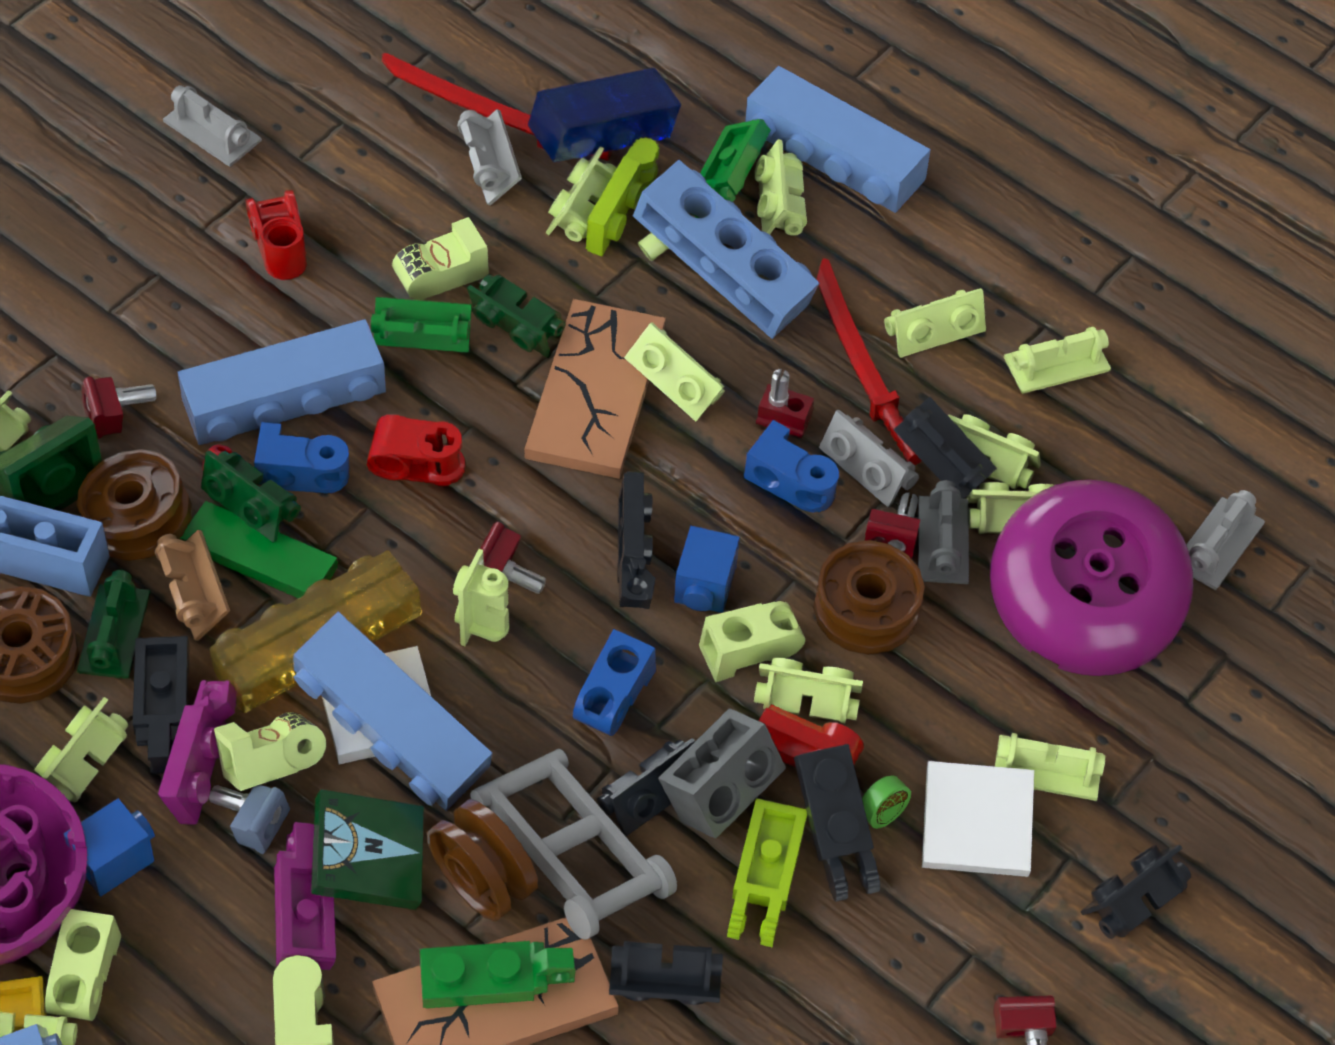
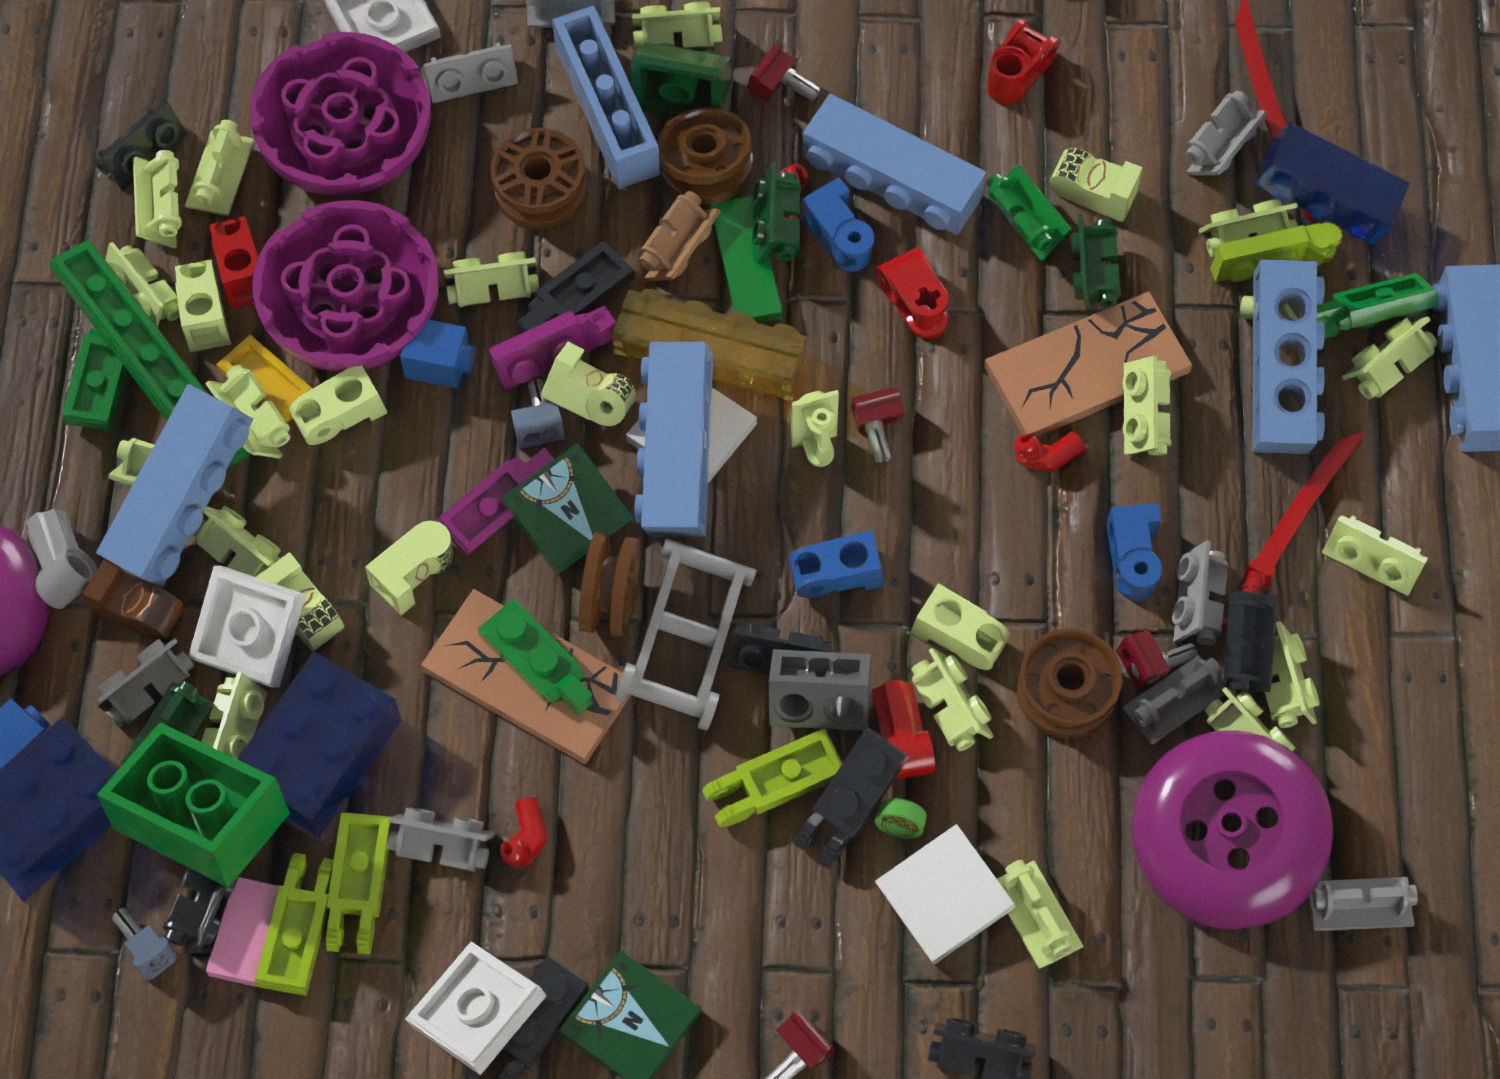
camera: 55 degrees right, 10 degrees up
(114, 627) = (605, 222): dark green hinge -> none
(634, 547) = (967, 491): black hinge -> none
(641, 975) = (636, 782): black hinge -> none
(655, 462) = (1046, 457): none -> red arm
(706, 569) = (989, 556): blue brick -> none
(785, 406) = (1186, 498): dark red piece -> none
(1059, 361) = (1423, 668): yellowish green hinge -> none

